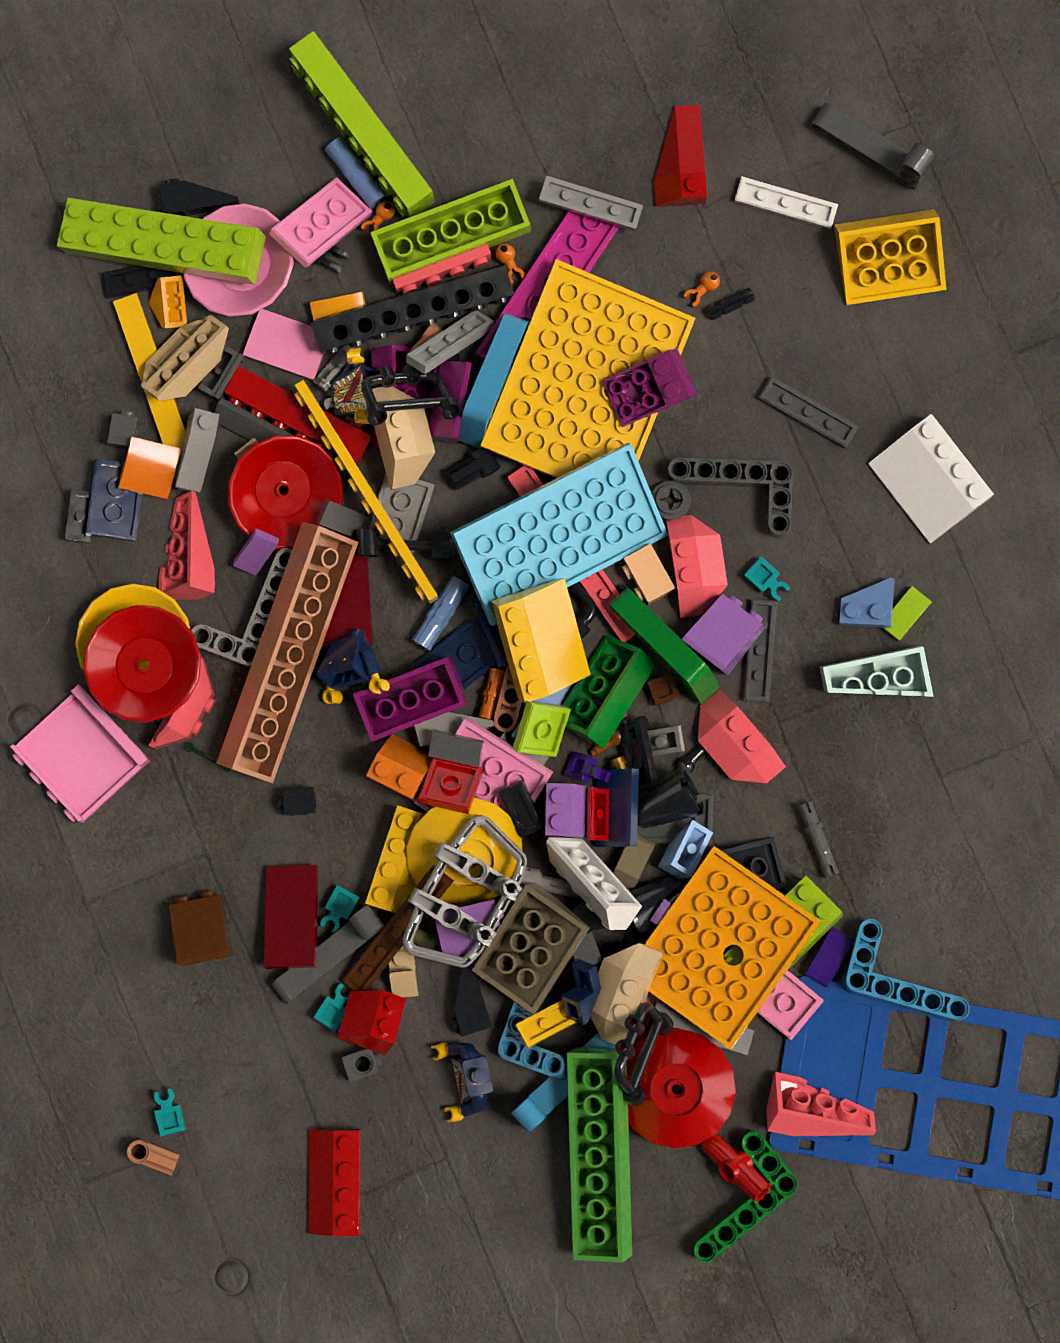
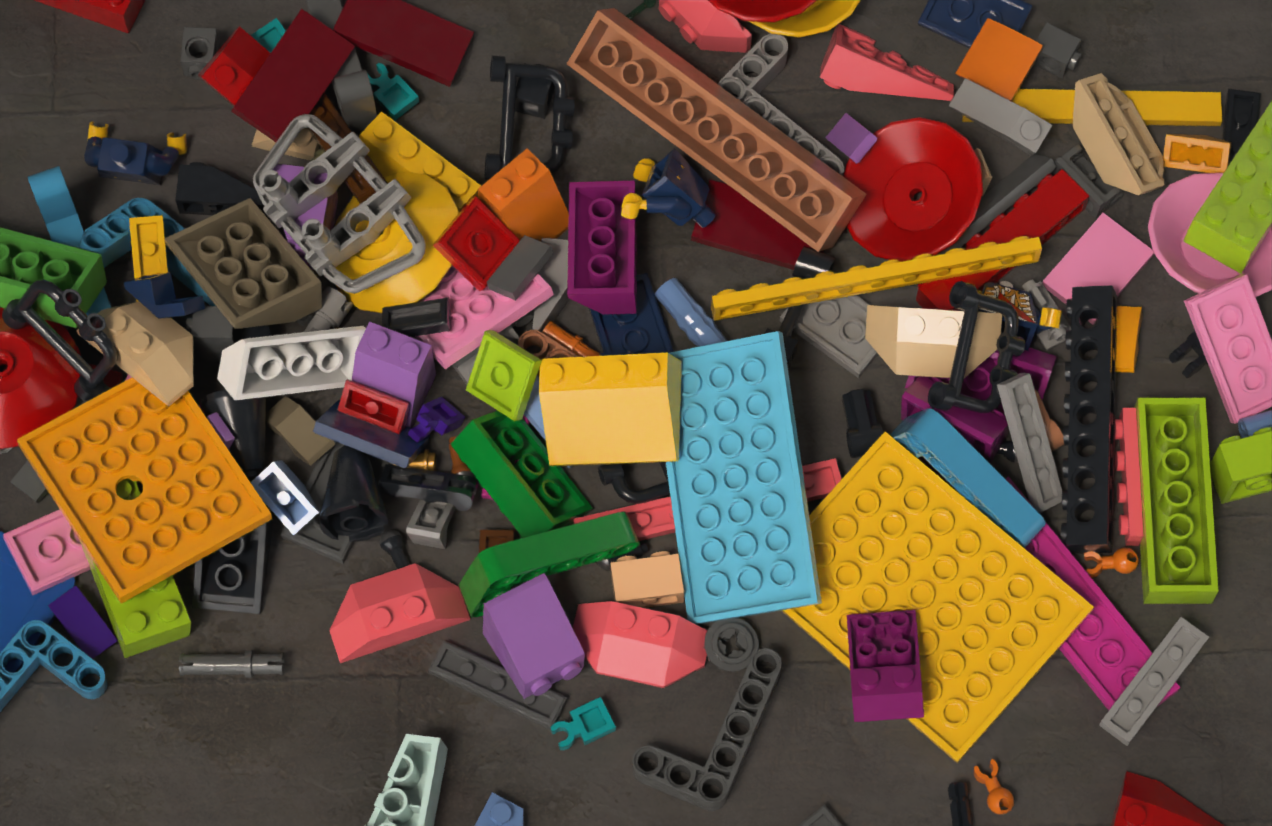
camera: 105 degrees right, 15 degrees down
(329, 767) = (562, 107): none -> black bar
(342, 518) = (856, 245): dark grey tile -> none
(366, 977) = (293, 76): none -> dark red tile
(381, 215) = (1220, 424): orange arm -> none

